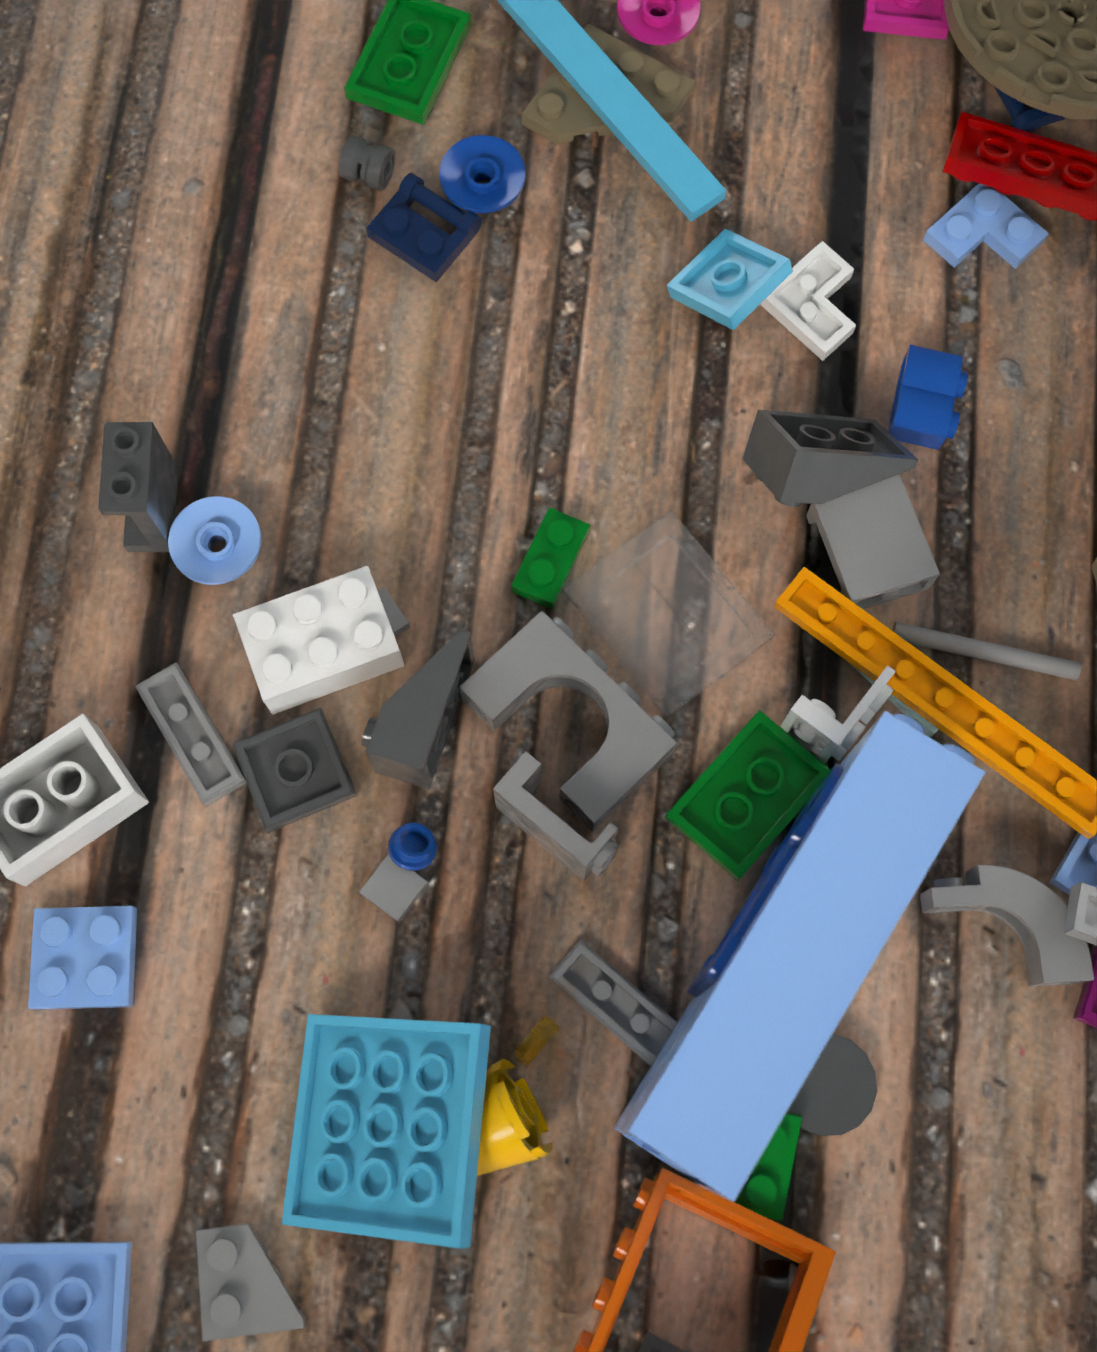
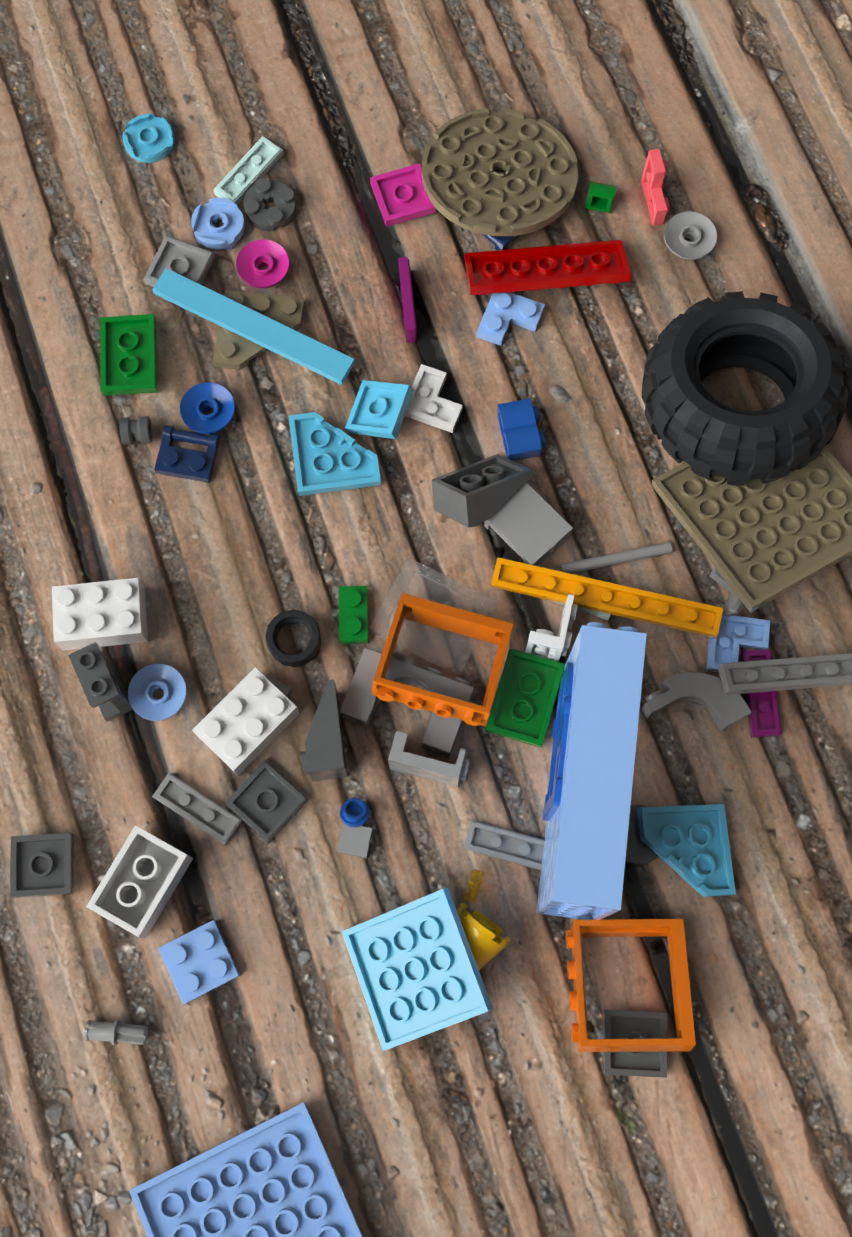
camera: 25 degrees left, 0 degrees up
(190, 393) = (99, 613): none -> white brick
(241, 1286) = (376, 1094): light grey wing -> none
(446, 518) = (290, 617): none -> black tyre
(623, 318) = (328, 457): none -> medium azure plate
(685, 624) = (455, 621): none -> orange window
(769, 1180) = (632, 898): green plate -> none
(845, 142) = (407, 299): none -> magenta tile
(905, 1140) = (692, 844): none -> medium azure plate

